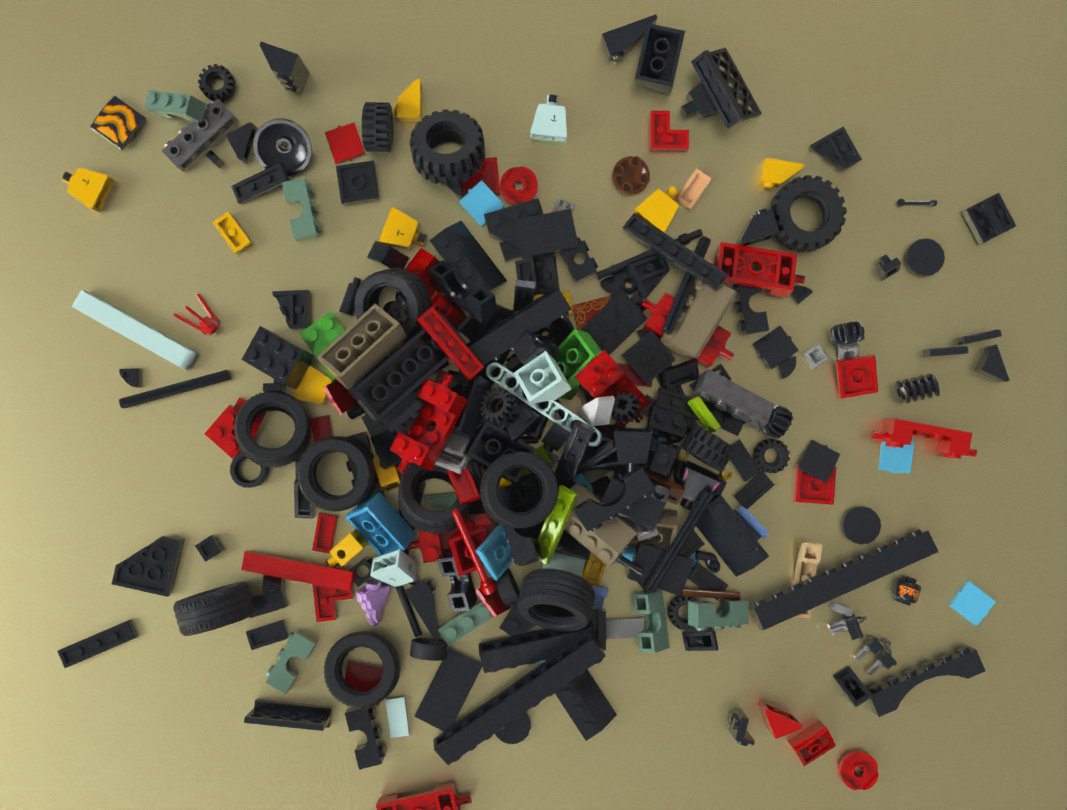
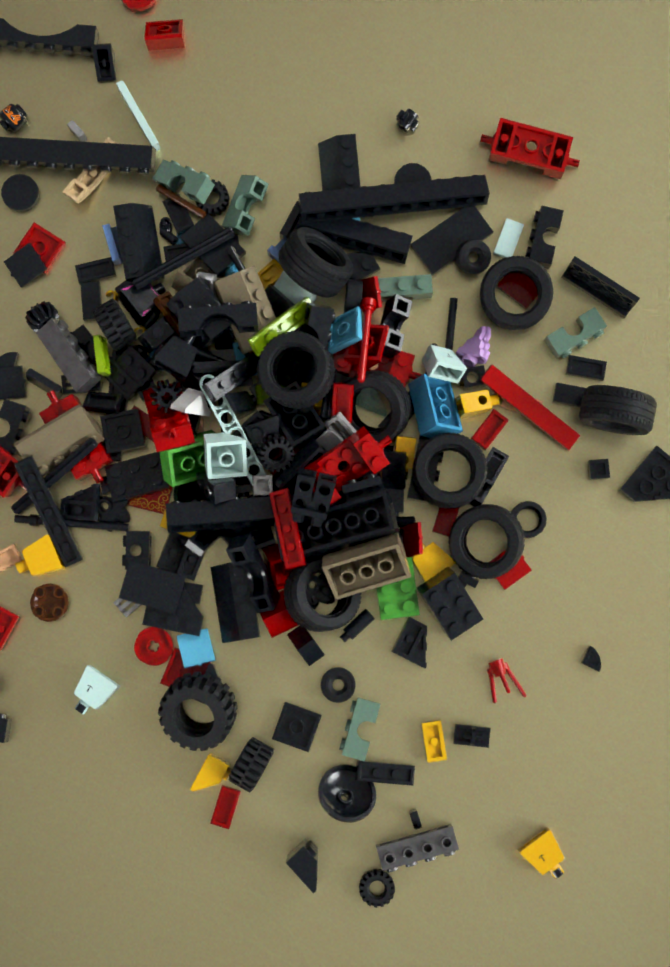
camera: 145 degrees left, 5 degrees down
(118, 123) = (486, 900): slope -> none
(134, 329) = (567, 699): light aqua beam -> none
(171, 104) = (424, 884): sand green arch -> none
(174, 389) = (558, 627): black axle -> none
(201, 254) = (471, 735): none -> black hips
(222, 432) = (535, 565): red plate -> none
(242, 141) = (382, 821): black slope -> none
(272, 585) = (559, 407): black tile -> none
(325, 601) = (520, 368): red plate -> none
(333, 229) = (332, 694): none -> black tyre
(344, 143) = (289, 770): red piece -> none
(383, 82) = (225, 807): none -> red tile
(401, 231) = (280, 660): yellow torso -> none
(409, 682) = (463, 252): none -> black tyre
(425, 602) = (432, 324): black slope -> none
(428, 649) = (449, 280): black tyre -> none
(440, 373) = (312, 504): none -> black hips
(495, 372) = (262, 484): none -> light grey tile
(546, 779) = (407, 120): none -> black gear
(624, 627) = (271, 212): light grey tile -> none
(700, 640) = (212, 166): black slope -> none
(738, 725) = (219, 79): black bracket -> none
(739, 363) = (43, 382): none -> black tile
(778, 721) = (182, 65): red slope -> none
(782, 459) = (53, 286): black tyre -> none
(794, 653) = (138, 115): none -> light aqua tile
(848, 624) = (77, 114): piece -> none
(883, 658) = (67, 87): piece -> none

